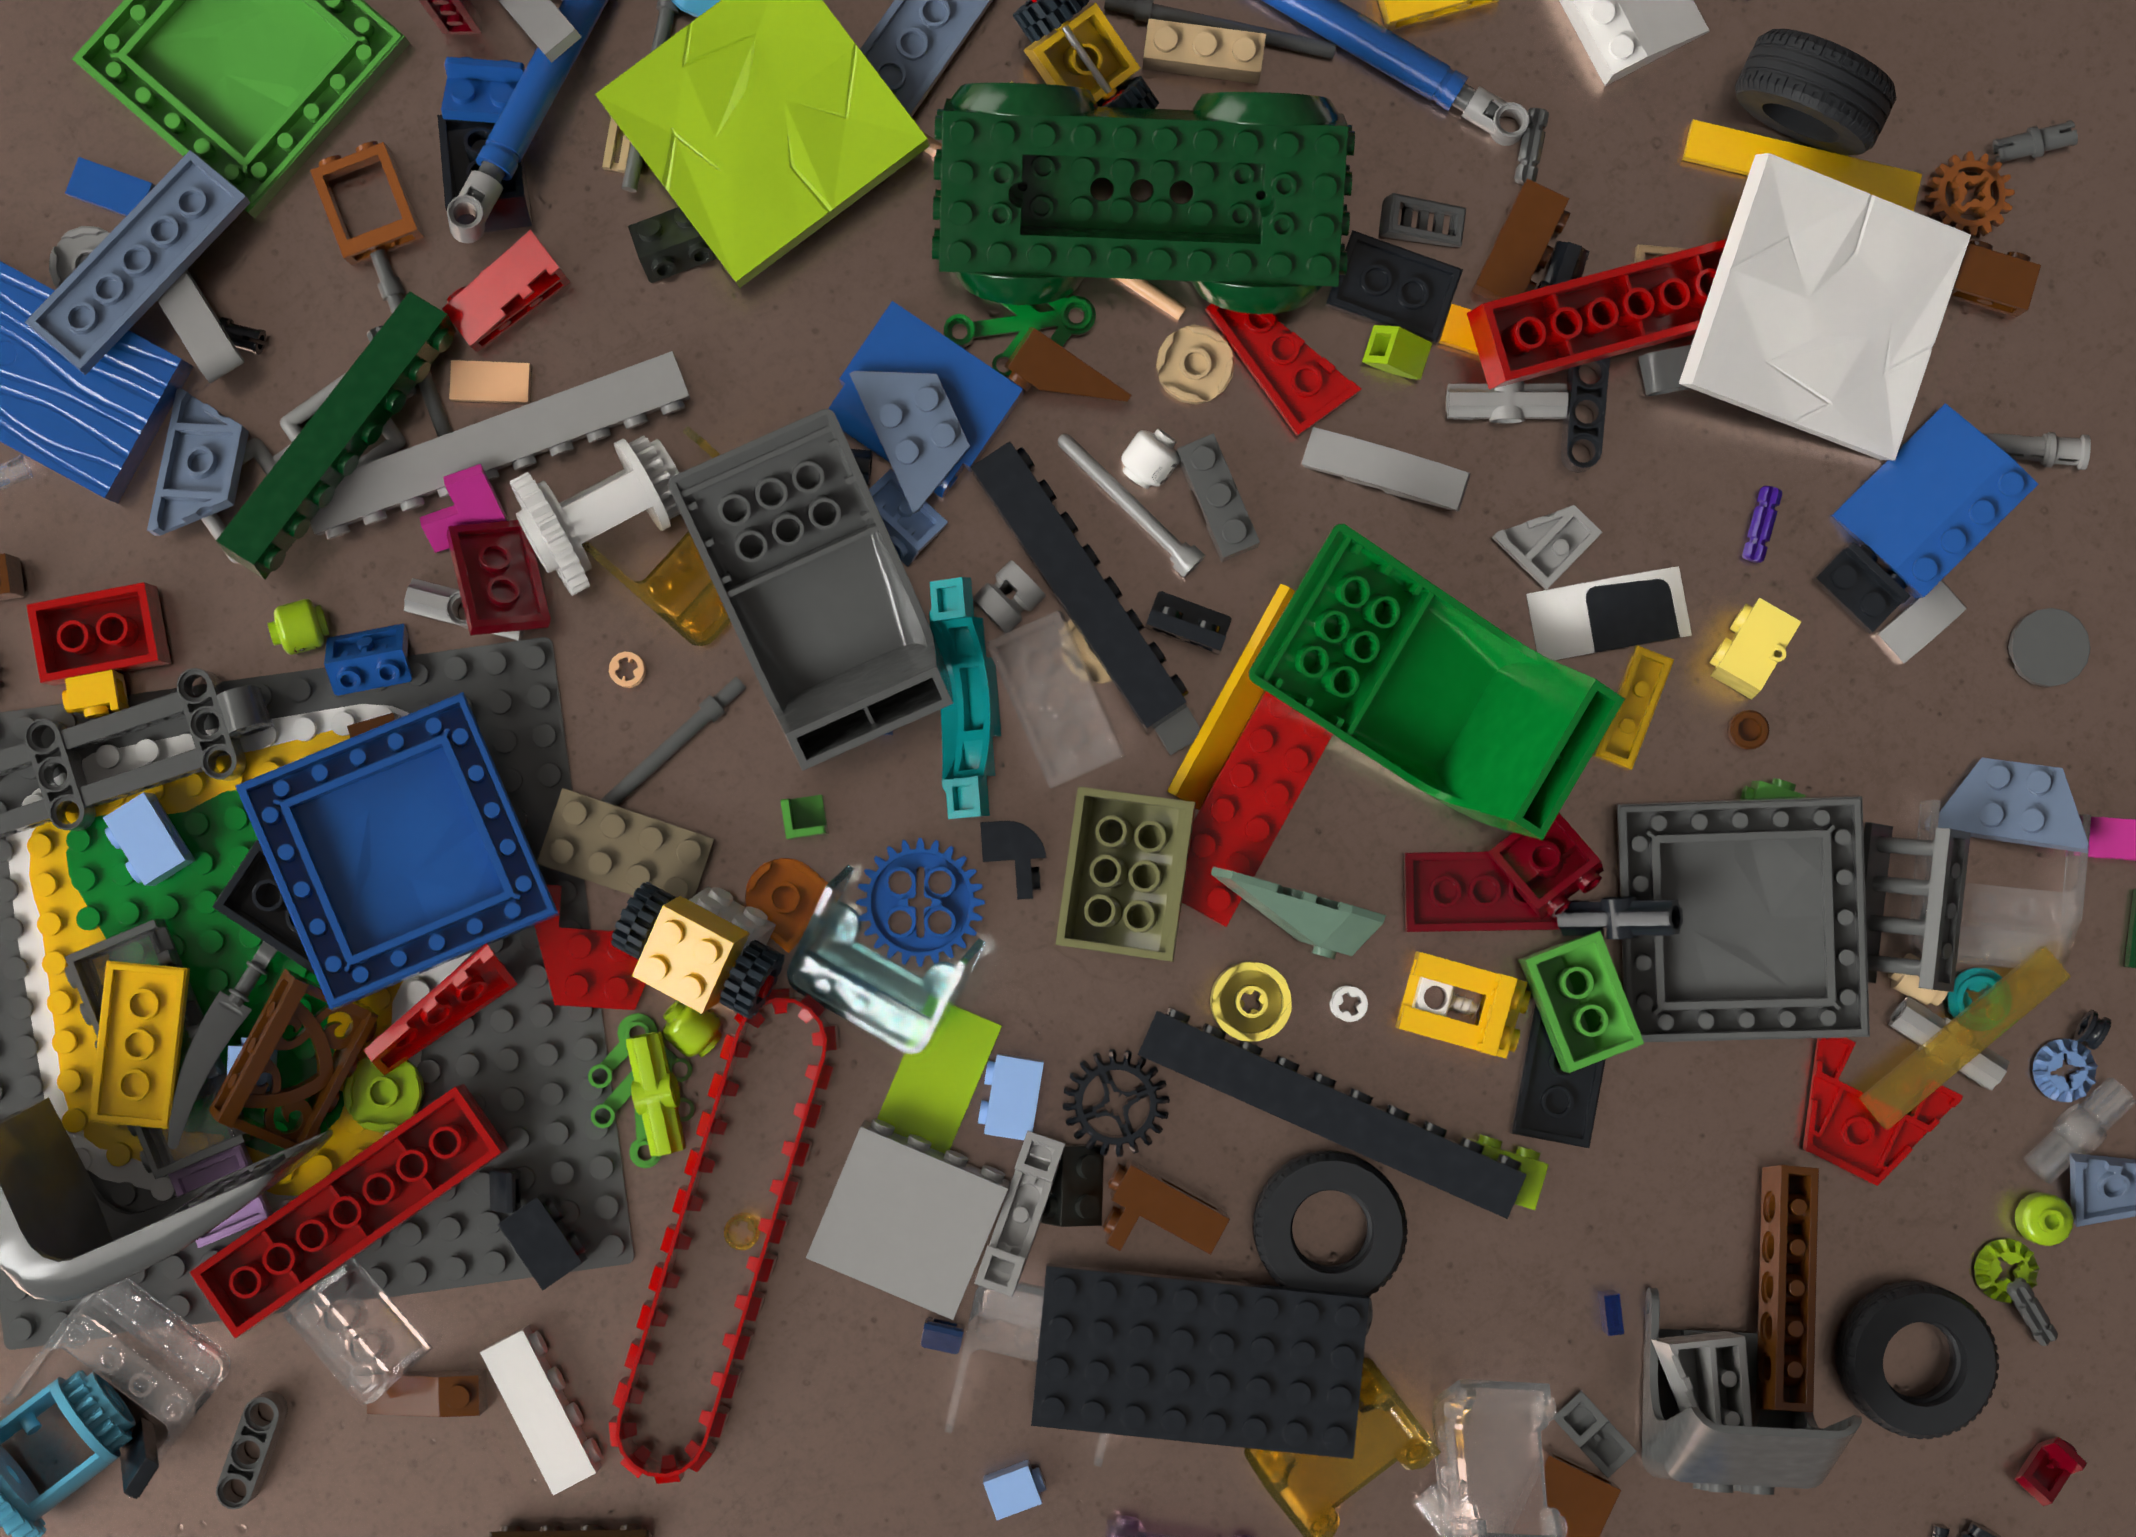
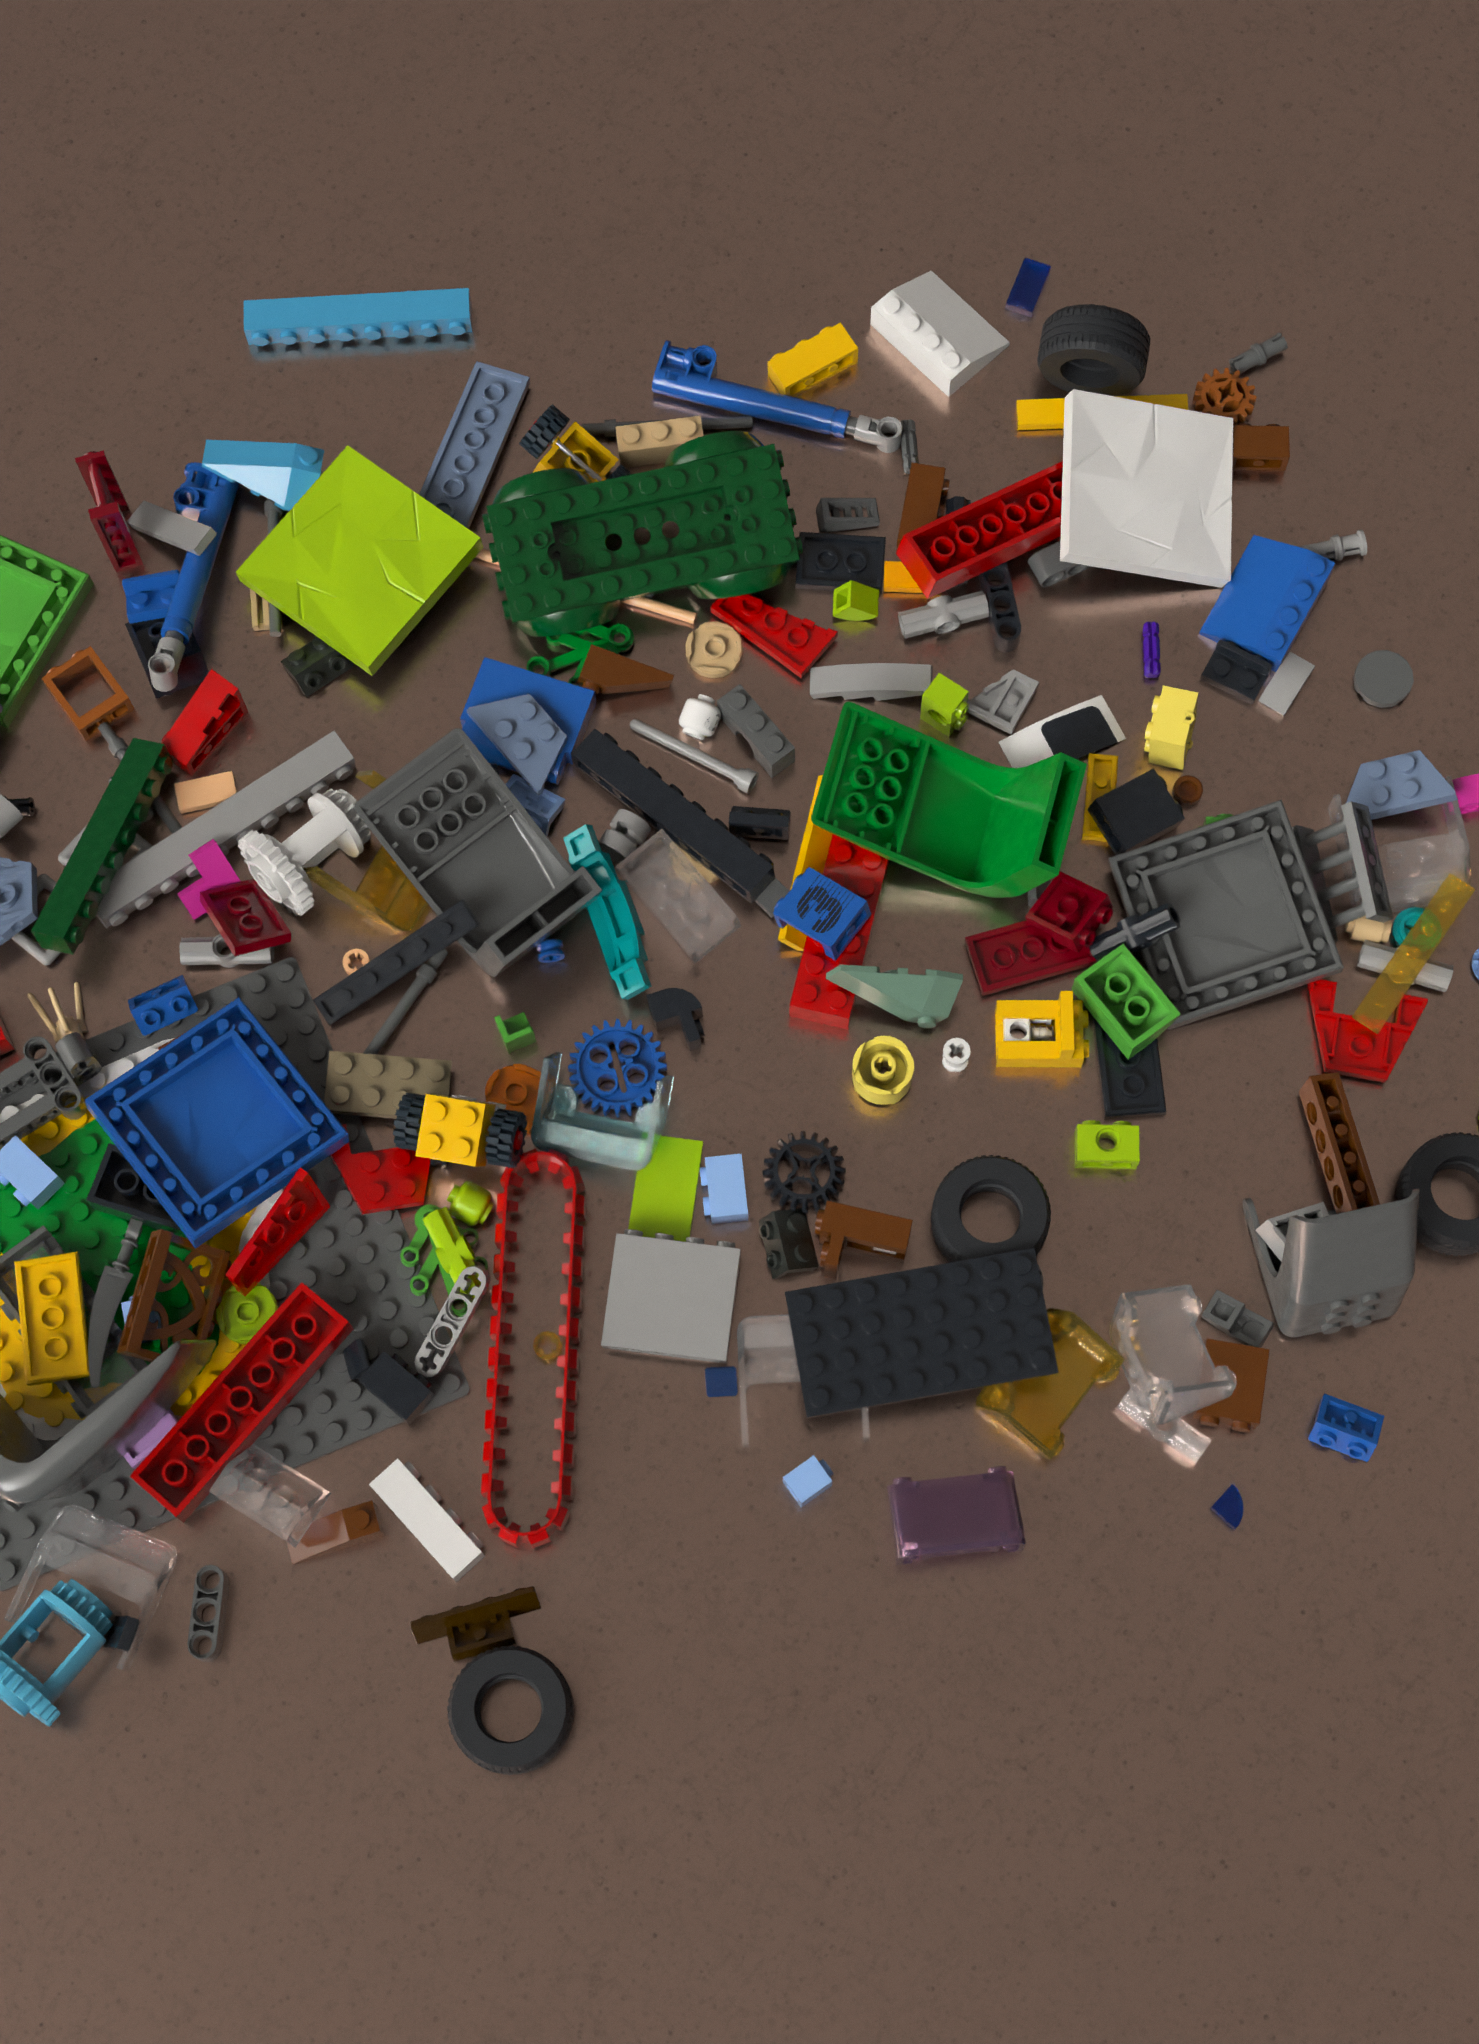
camera: 10 degrees left, 15 degrees down
(237, 658) = (65, 1025): none -> tan plant
(298, 626) = (105, 995): lime head -> none
(629, 1179) = (449, 1319): none -> light grey beam
(676, 690) = (396, 962): none -> black tile
(1020, 1214) = (755, 1263): light grey slope -> none
(1125, 873) = (763, 1001): olive slope -> none
(1230, 782) = (822, 911): none -> blue panel
(1332, 1113) = (968, 1131): black brick -> none
(1471, 535) = (944, 705): none -> lime brick
(1611, 1312) = (1220, 1225): clear blue tile -> none
(1673, 749) = (1136, 812): none -> black brick

